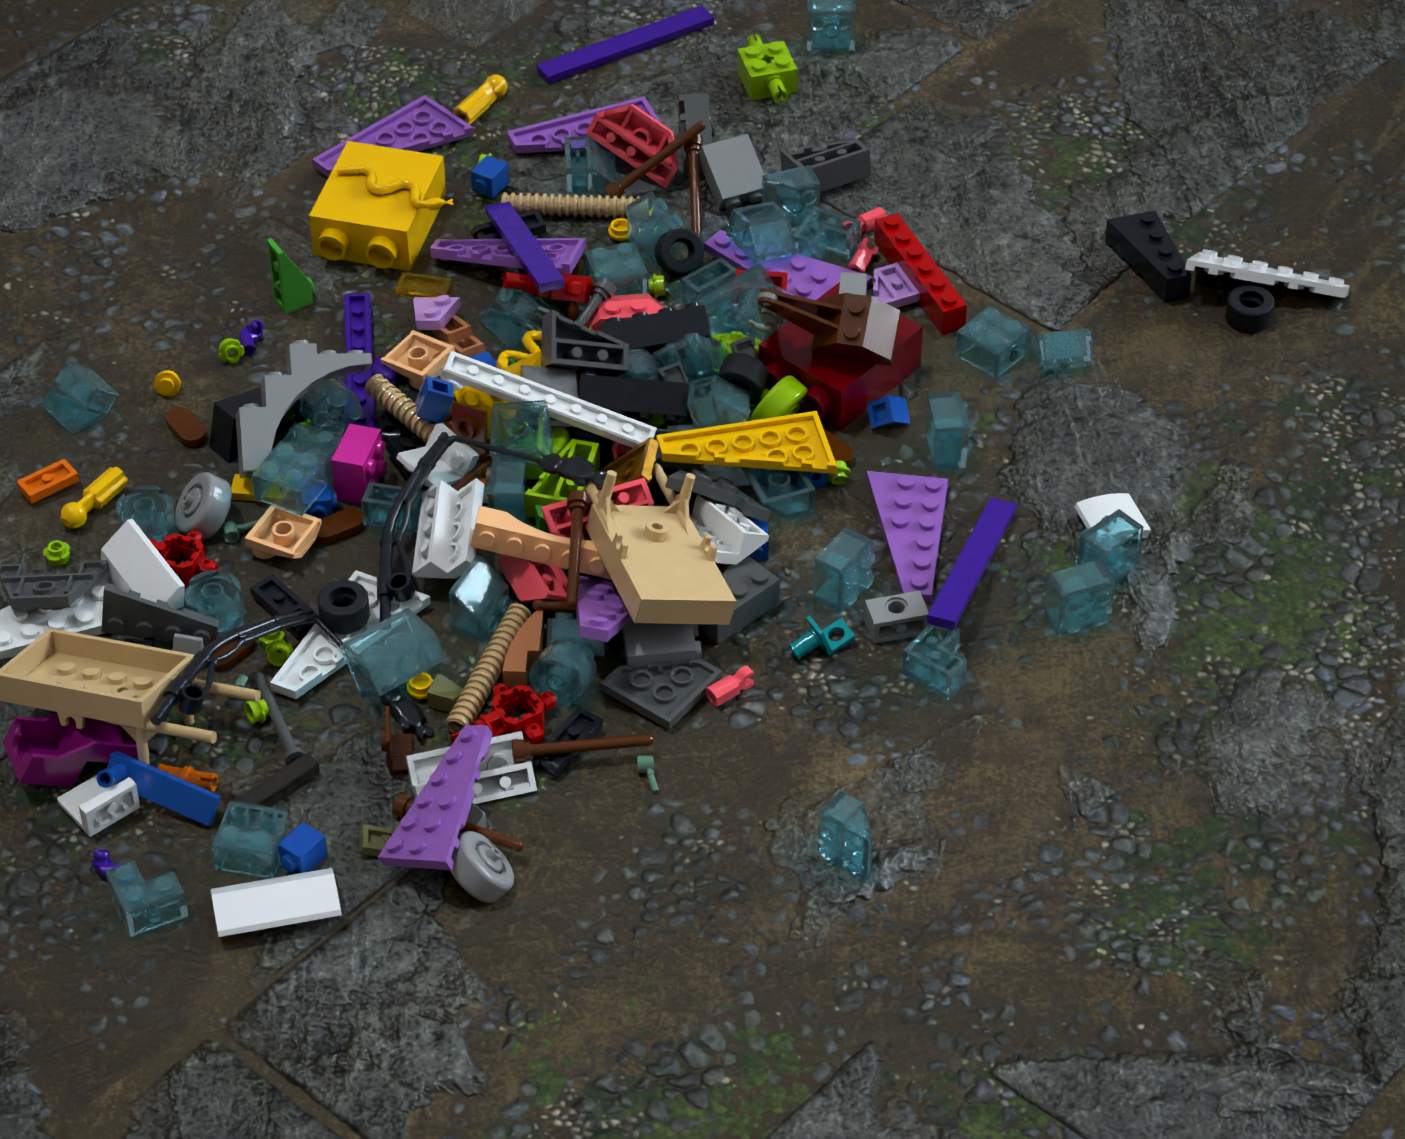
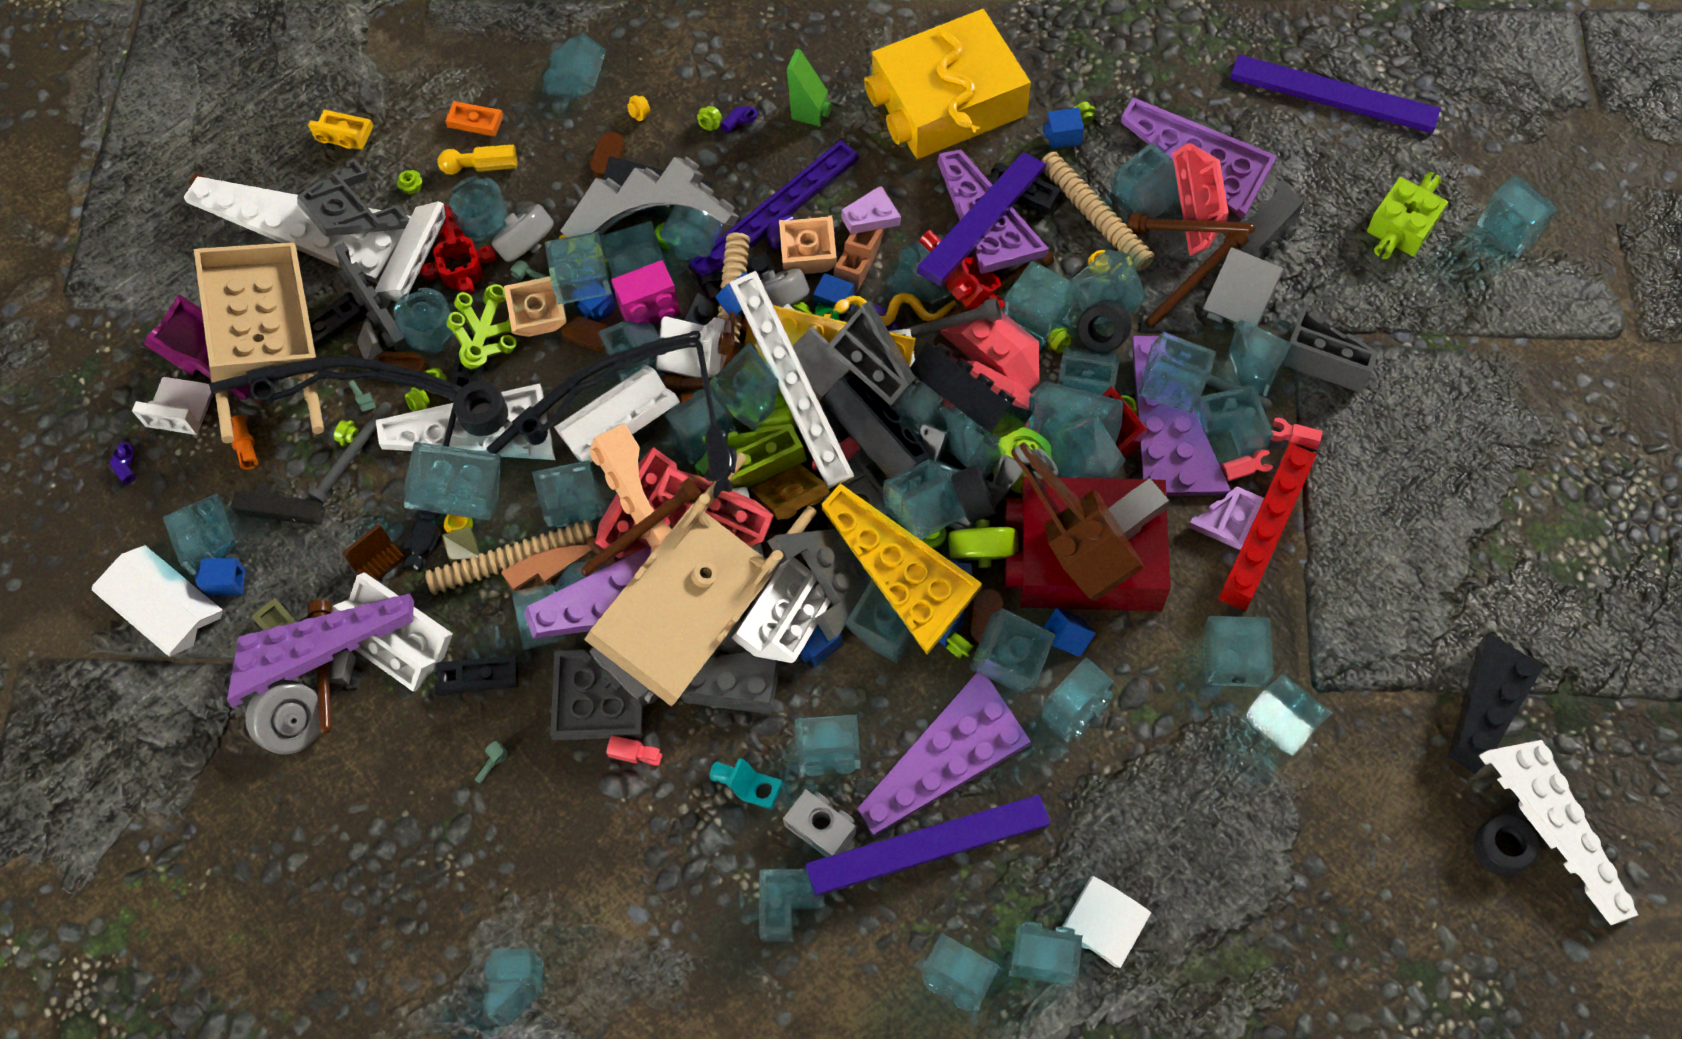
camera: 55 degrees right, 20 degrees up
(145, 903) = (93, 509): clear light blue brick -> none
(161, 787) = (209, 430): blue piece -> none
(287, 587) = (493, 298): none -> lime plant
(411, 128) = (1064, 34): medium lavender wing -> none
(422, 285) = (903, 183): clear yellow tile -> none
(481, 99) = (1155, 51): yellow piece -> none
(505, 703) = (453, 607): red piece -> none
(524, 750) = (428, 652): reddish brown piece -> none
(876, 440) = (1012, 651): none -> clear light blue brick

